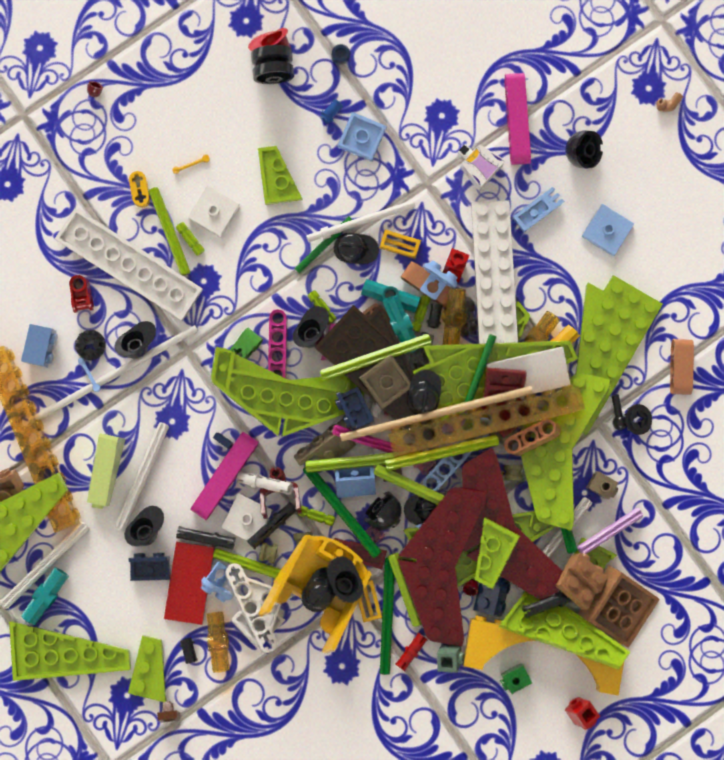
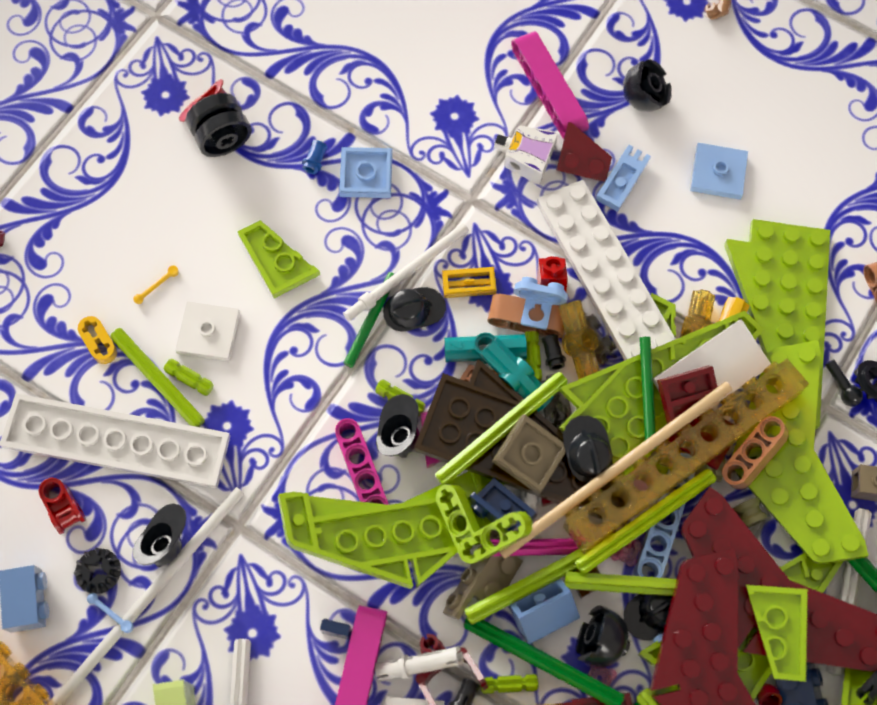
camera: 25 degrees left, 15 degrees down
(247, 343) = (319, 479): bright green piece -> none
(328, 418) = (473, 534): none -> lime beam
(340, 54) = (299, 90): dark blue tile -> none
(516, 183) = (583, 156): none -> dark red wing

